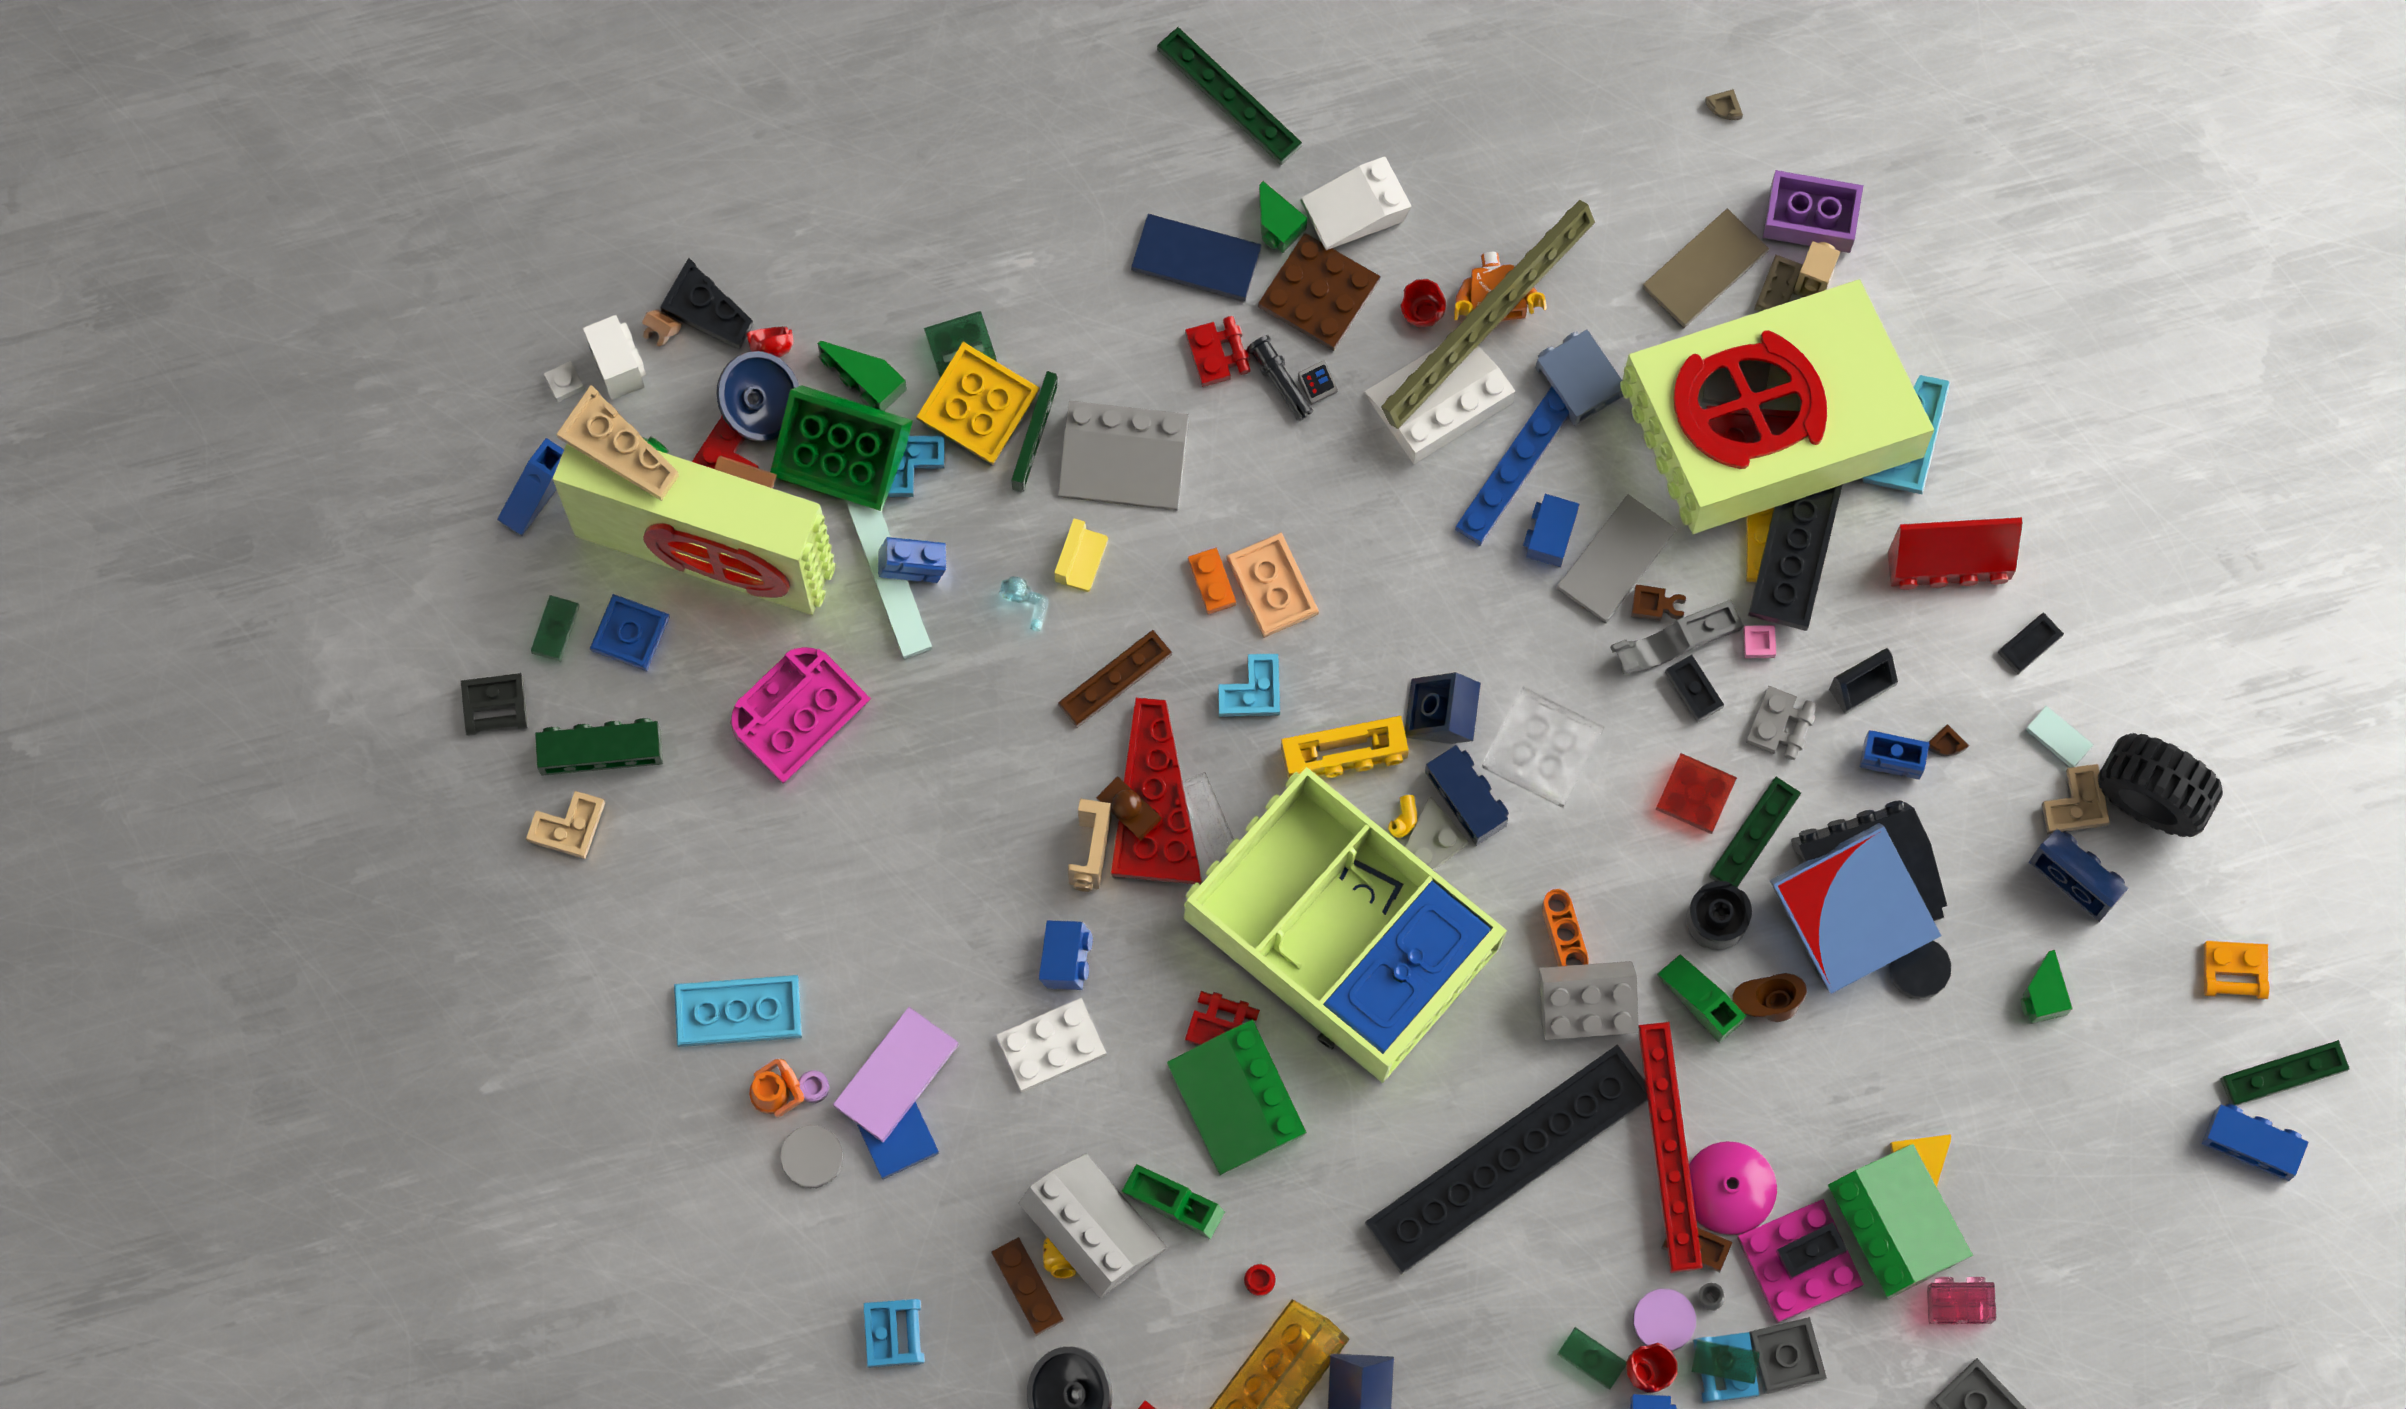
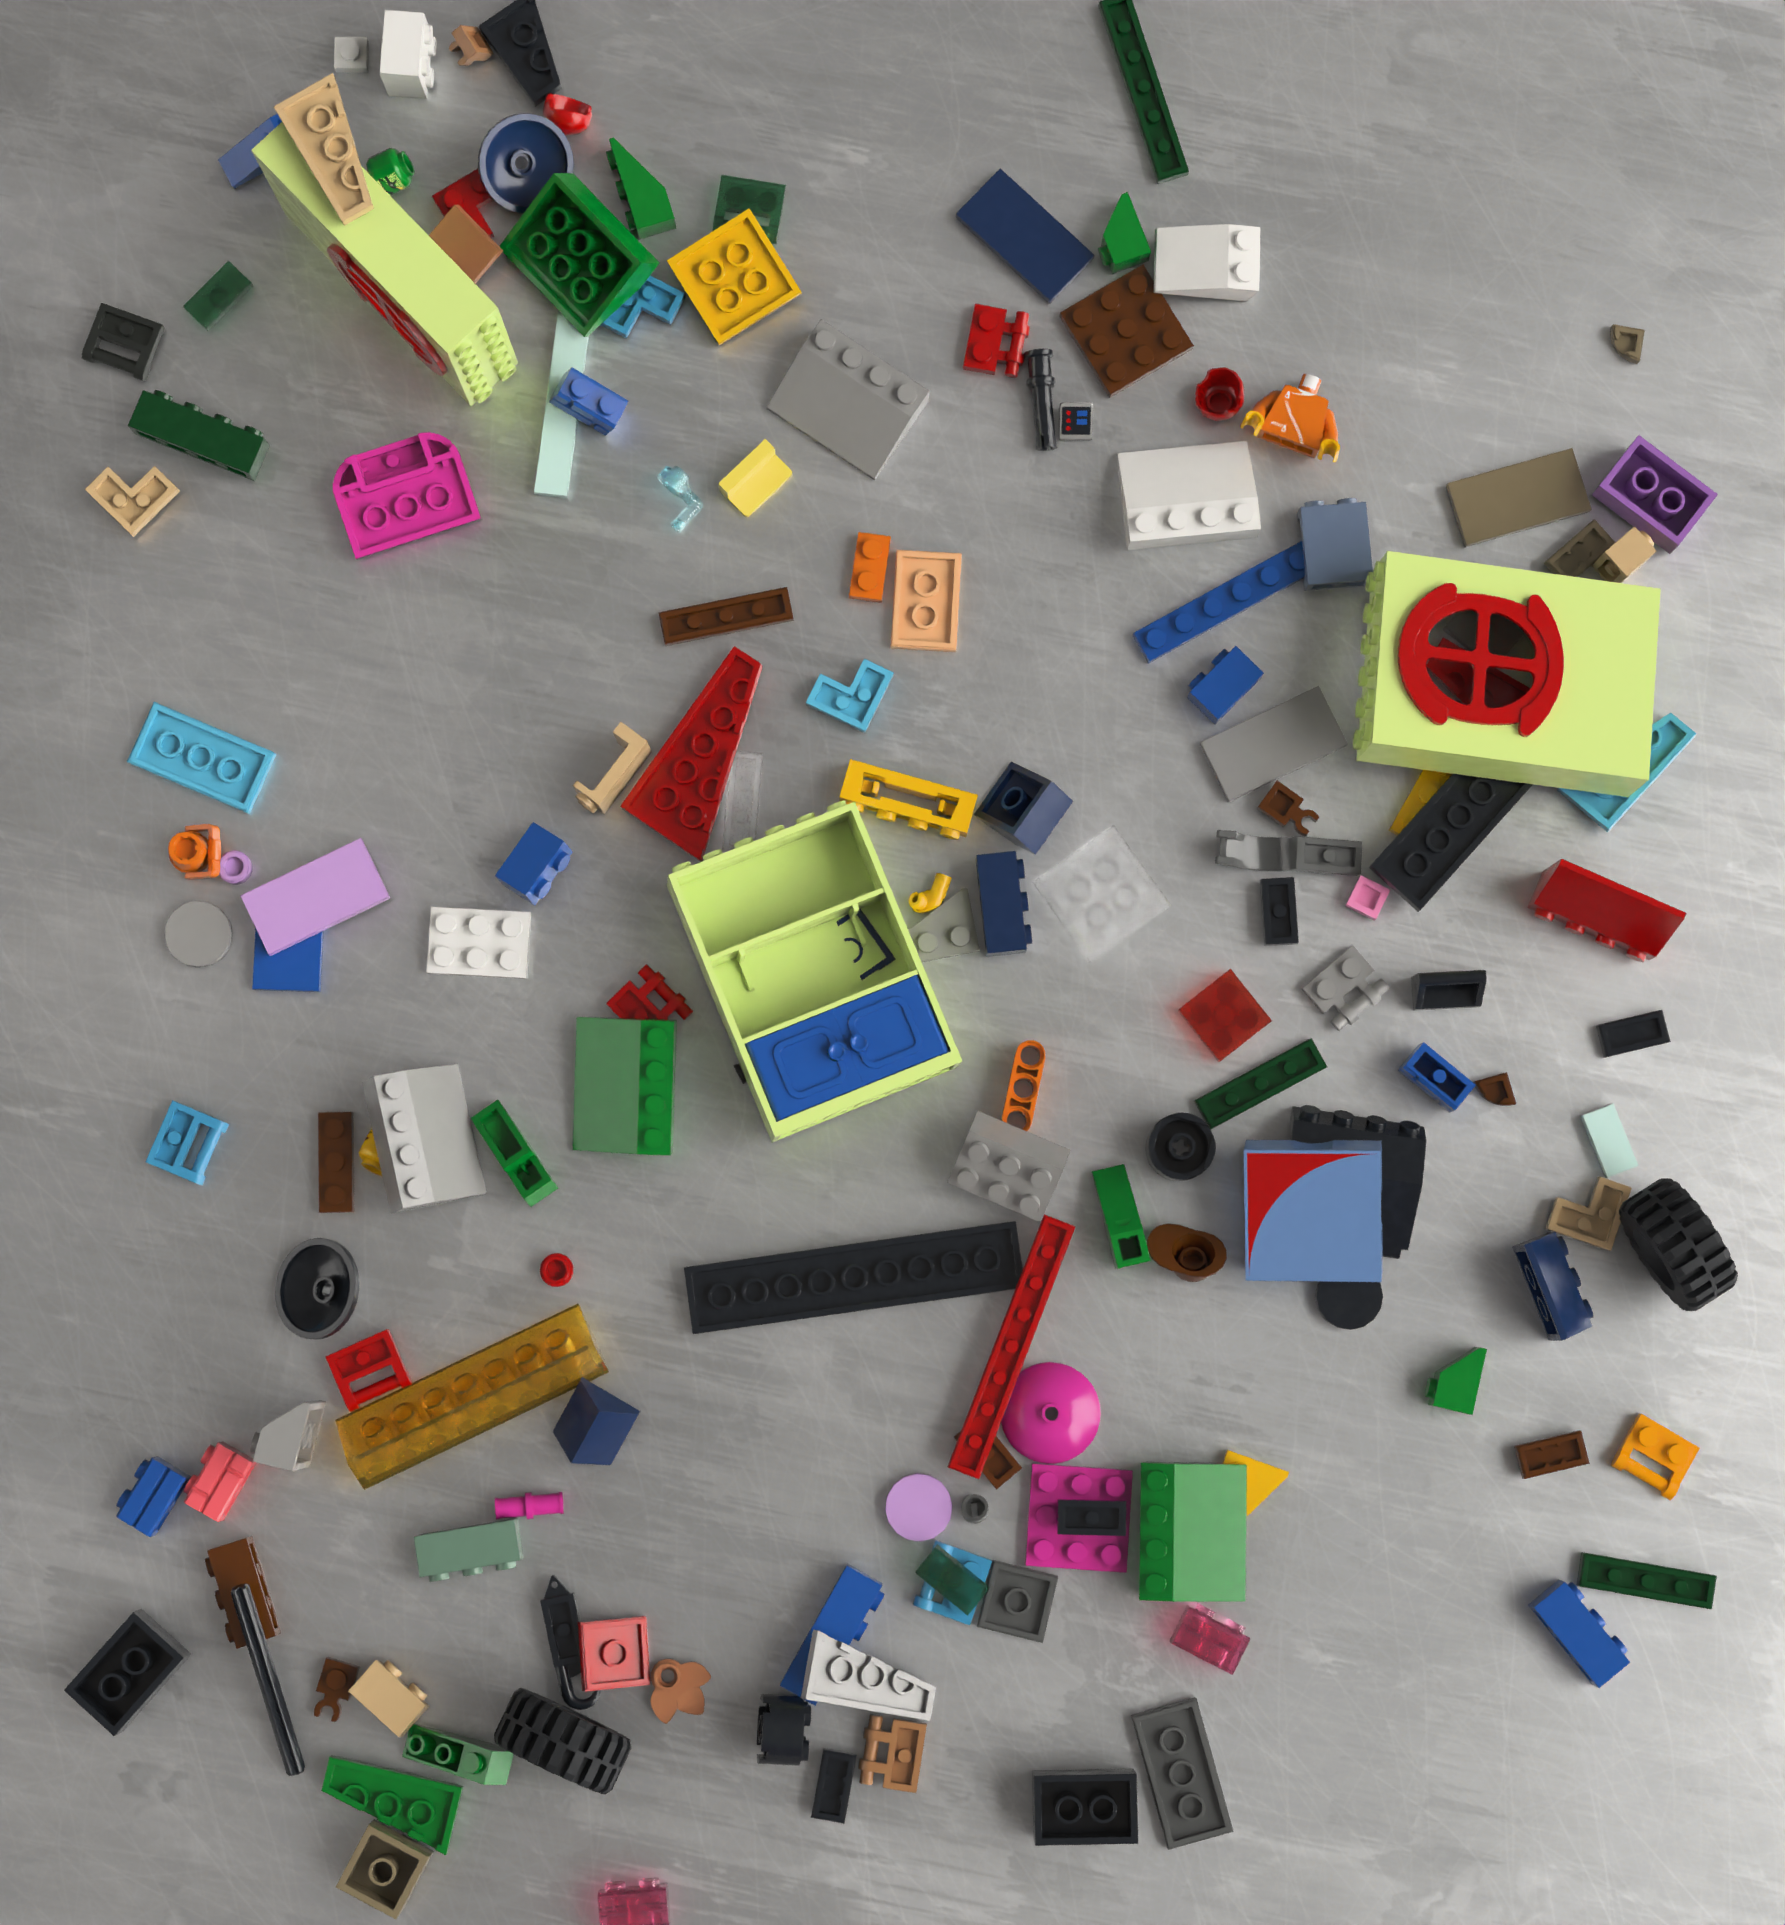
camera: 25 degrees right, 10 degrees up
(629, 632) = (287, 335): blue tile -> none
(1035, 432) = (775, 333): dark green tile -> none
(1129, 808) = (669, 752): reddish brown tile -> none
(1488, 314) = (1275, 438): olive plate -> none
(1592, 1358) = (830, 1508): clear green plate -> none
(1652, 1367) = (880, 1548): red hair -> none
(2153, 1010) = (1551, 1454): none -> reddish brown plate

